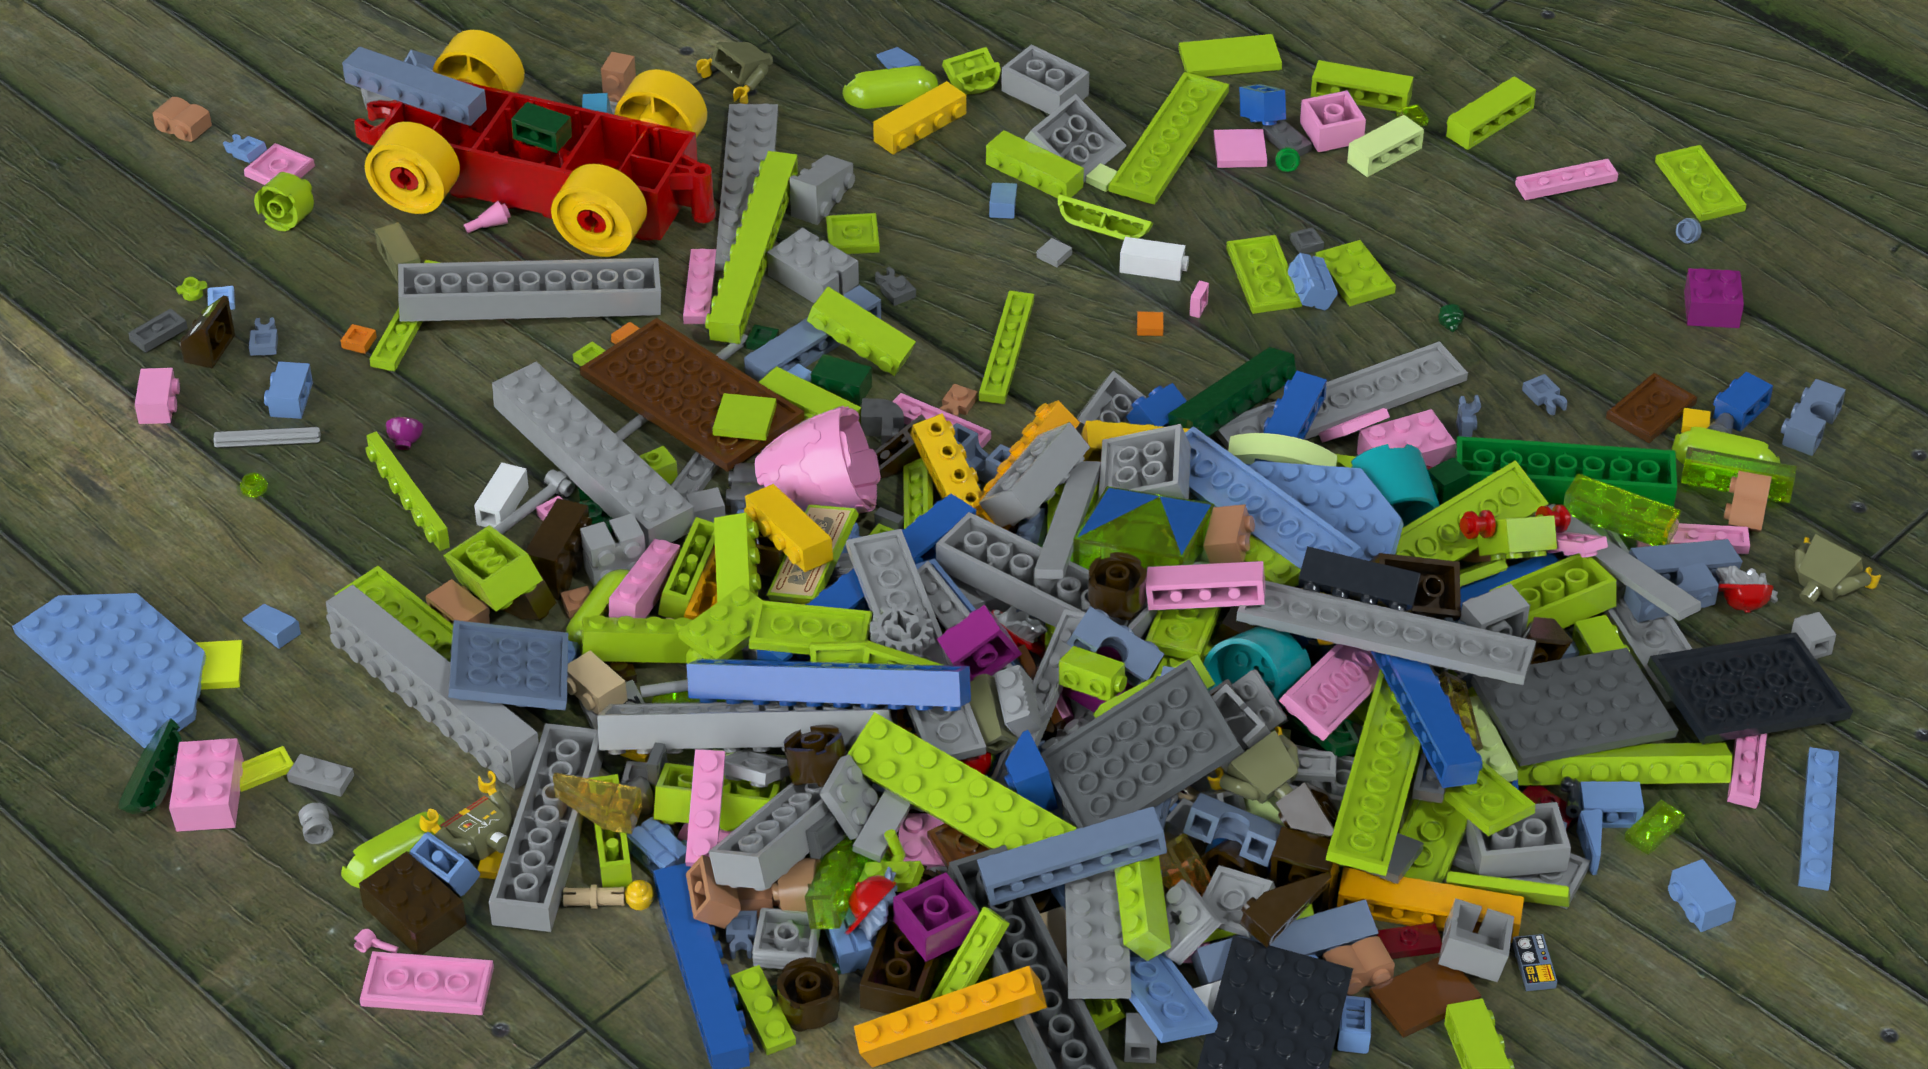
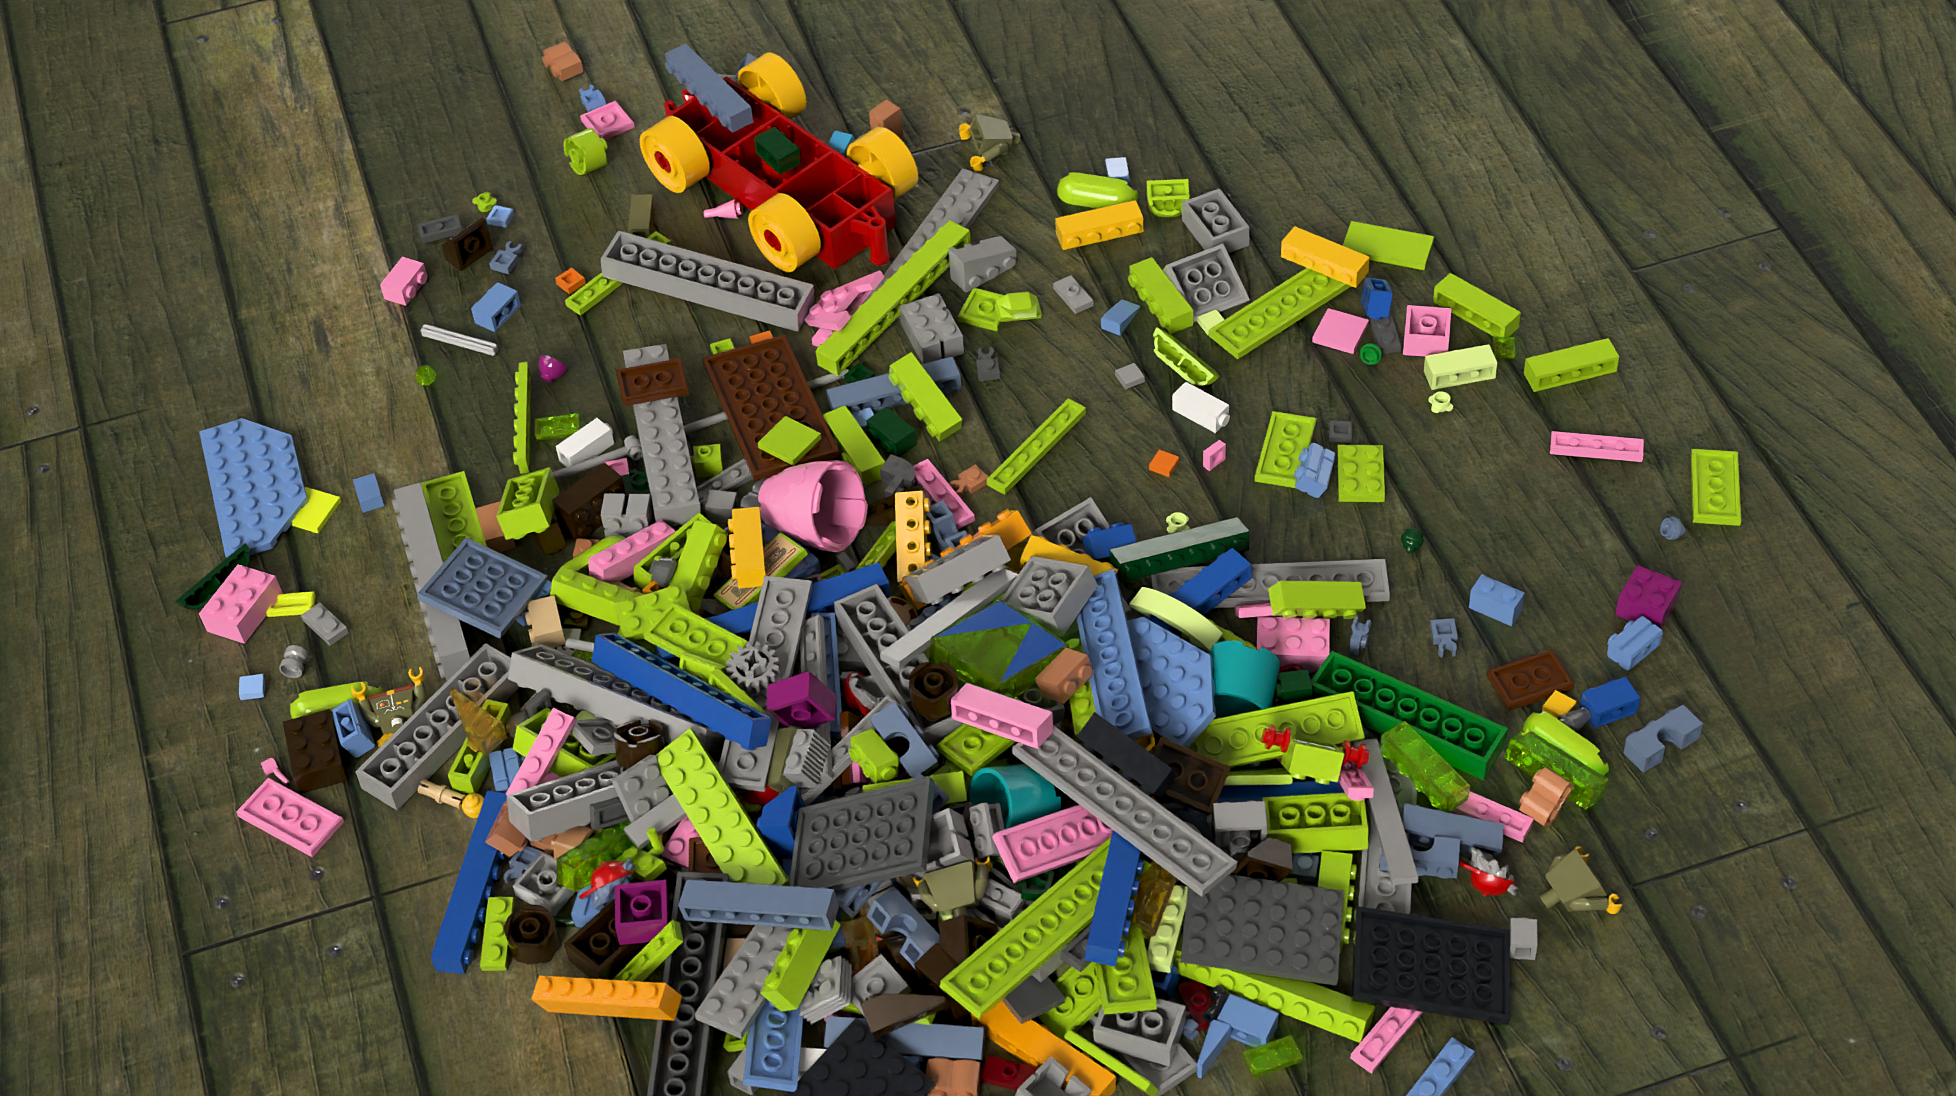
camera: 30 degrees right, 5 degrees up
(279, 867) = (251, 686): none -> light blue tile
(453, 489) = (556, 426): none -> clear neon green plate
(554, 401) = (652, 382): none -> reddish brown tile
(688, 275) = (831, 308): none -> bright pink wing
(703, 584) = (663, 570): none -> dark grey cone
(890, 220) = (1018, 307): none -> lime slope
(937, 192) = (1073, 294): none -> light grey plate
(1183, 79) = (1325, 256): none -> yellow brick
(1205, 374) = (1177, 522): none -> yellowish green plate
(1387, 184) = (1440, 402): none -> yellowish green plate
(1411, 392) = (1317, 599): none -> lime brick
(1573, 344) = (1496, 600): none -> medium blue brick
(1727, 341) = (1634, 642): none -> medium blue brick

